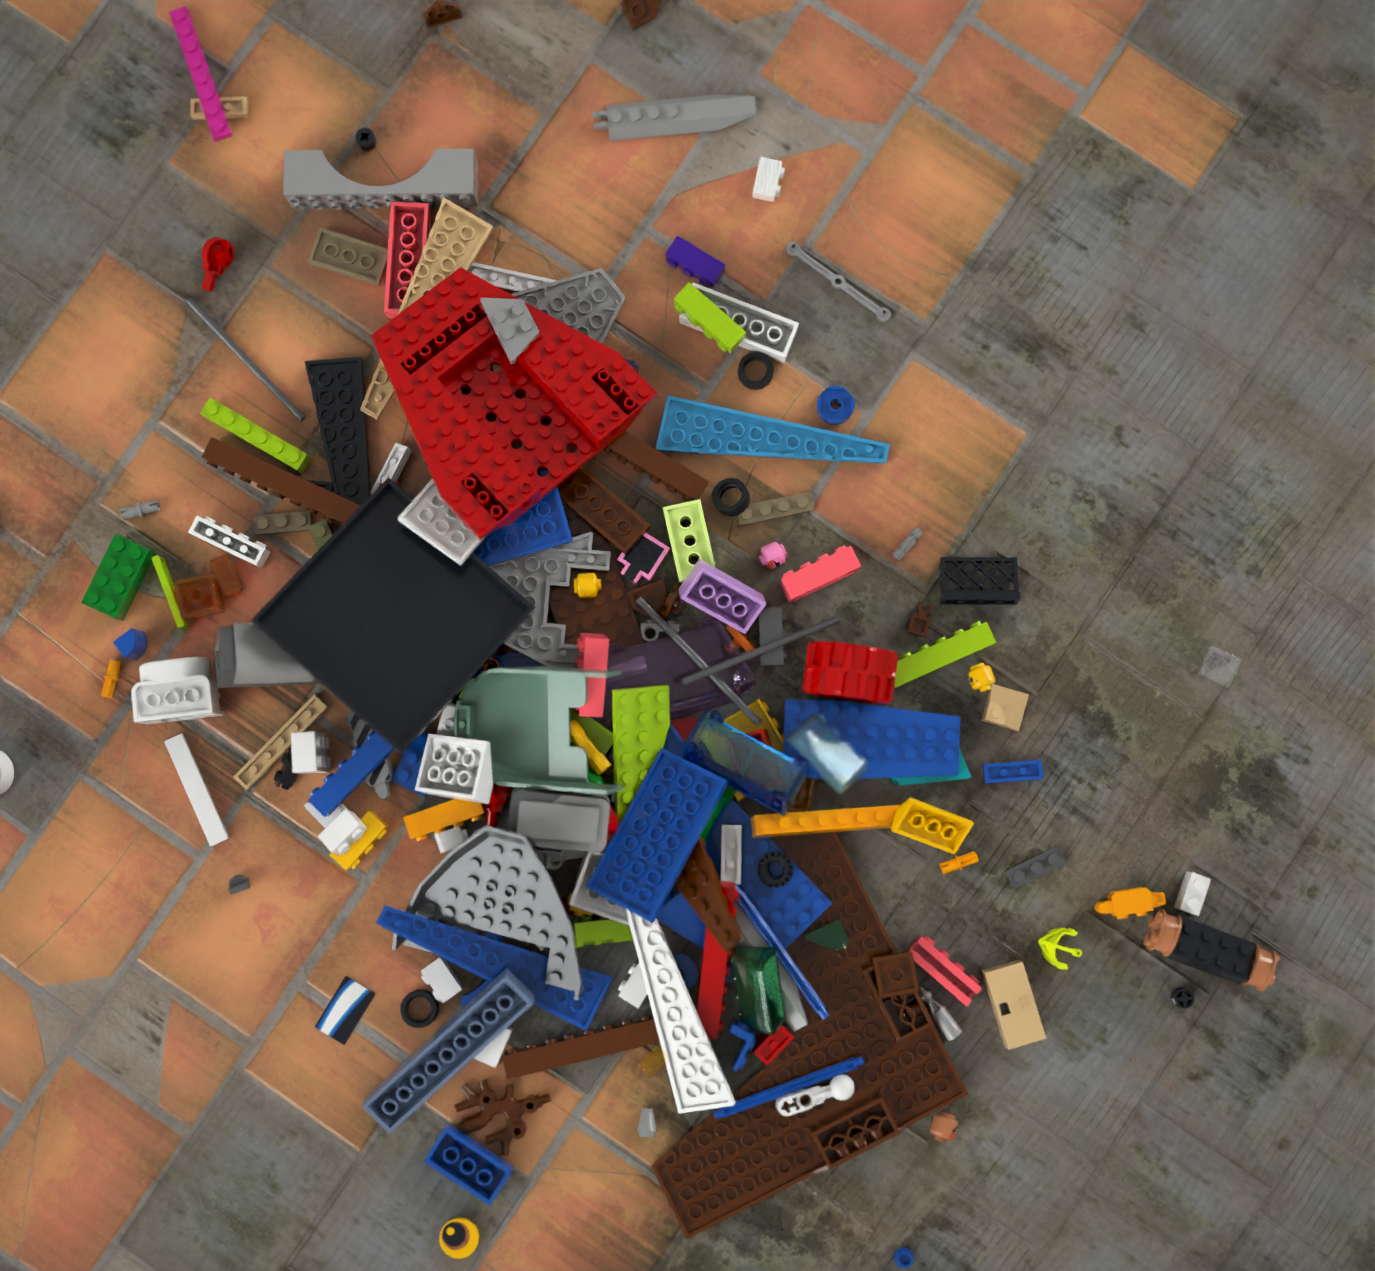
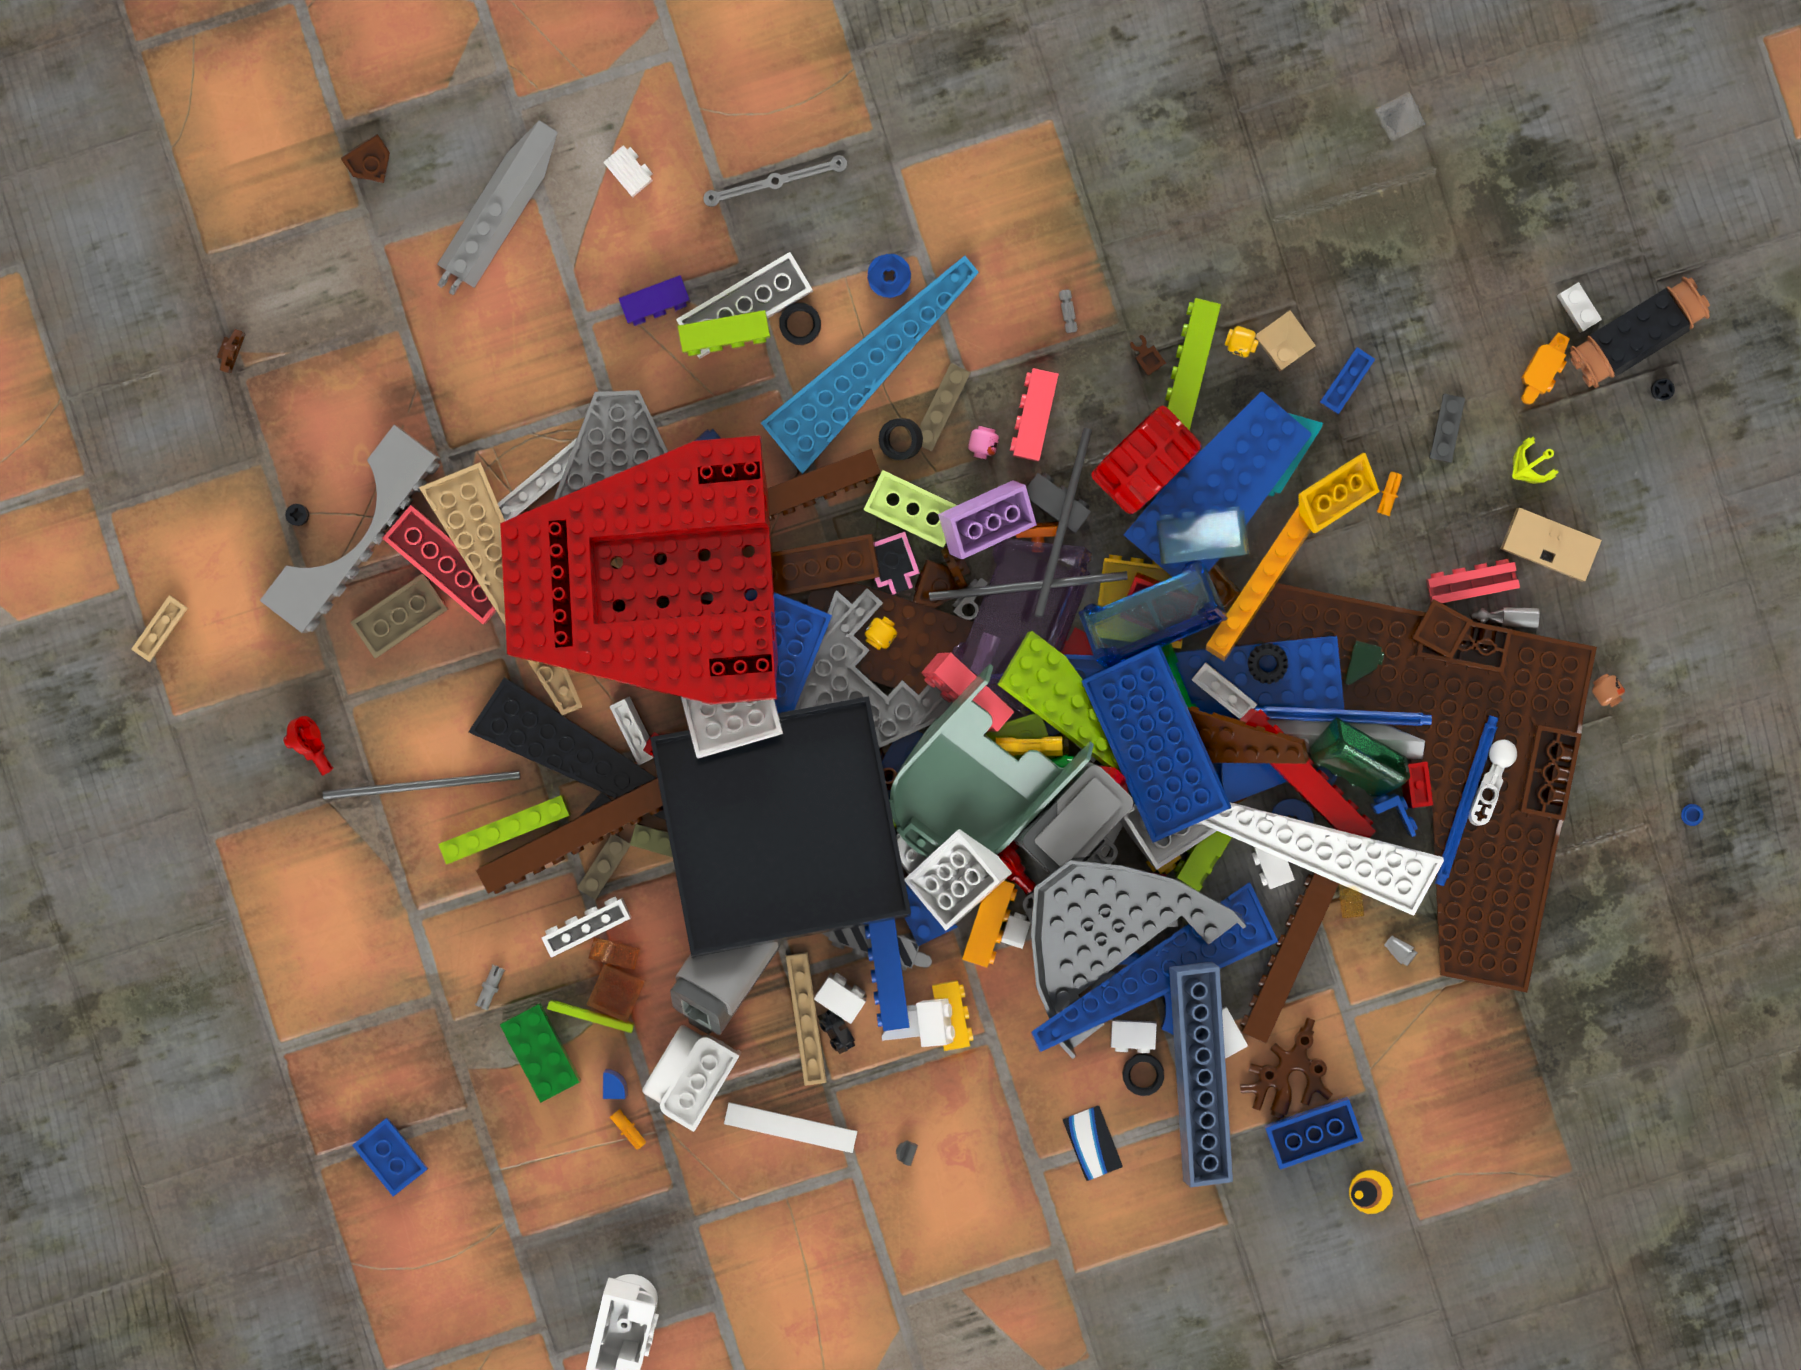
camera: 55 degrees left, 5 degrees up
(200, 74) = (114, 621): dark pink plate -> none
(511, 324) = (594, 518): light grey wing -> none
(982, 596) = (1168, 283): black fence -> none

